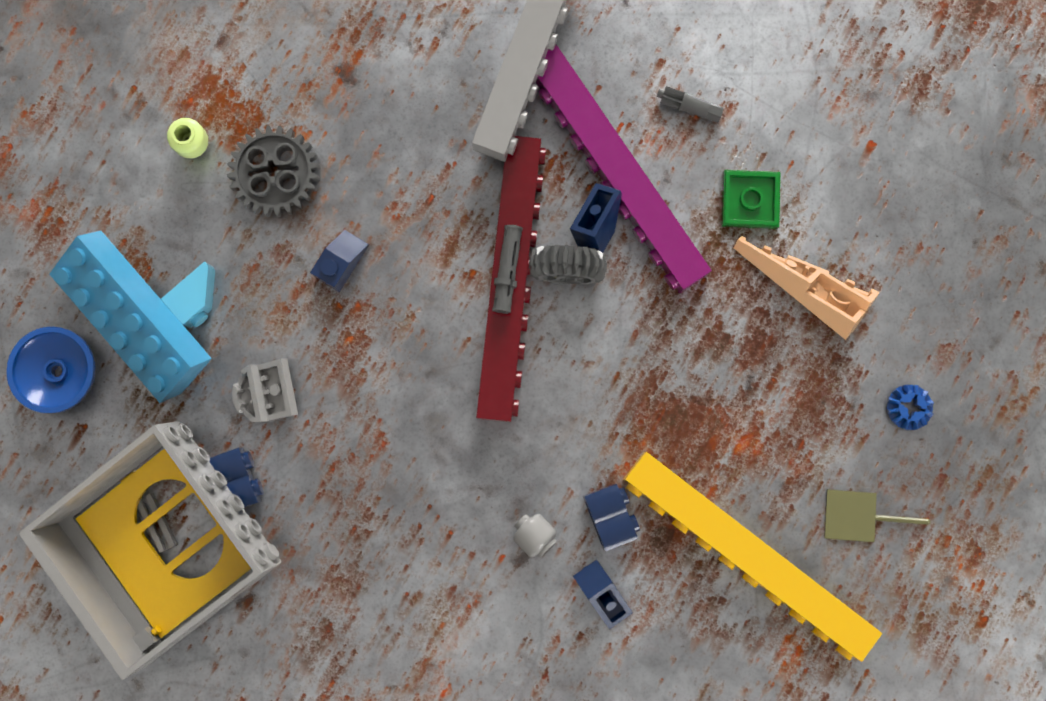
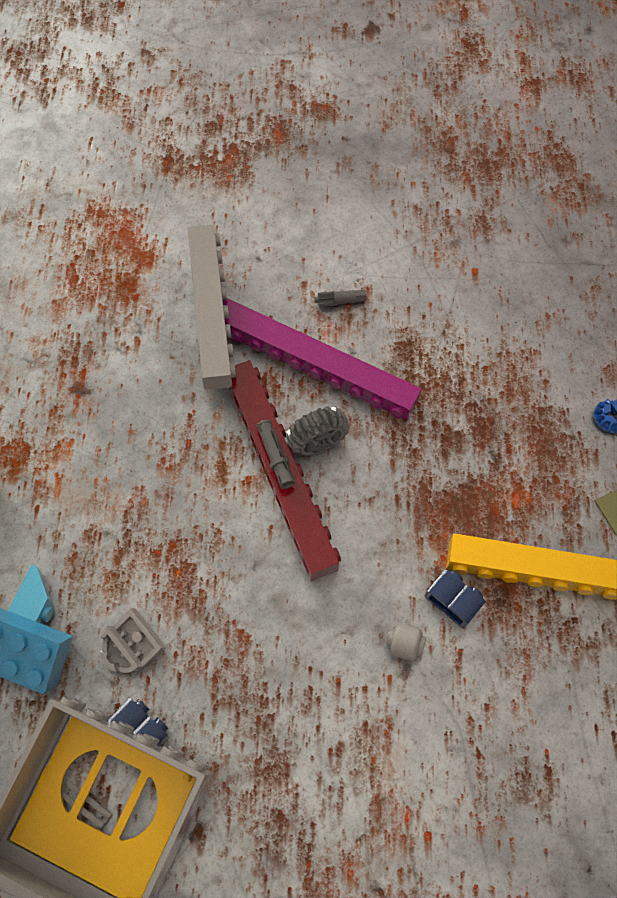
camera: 30 degrees left, 20 degrees down
(275, 196) = (67, 492): dark grey gear -> none
(339, 260) = (140, 517): dark blue slope -> none
(597, 218) = (319, 389): dark blue slope -> none
(602, 594) = (485, 660): dark blue slope -> none
(751, 199) = (418, 337): green tile -> none
(832, 301) = (510, 372): light nougat wedge -> none

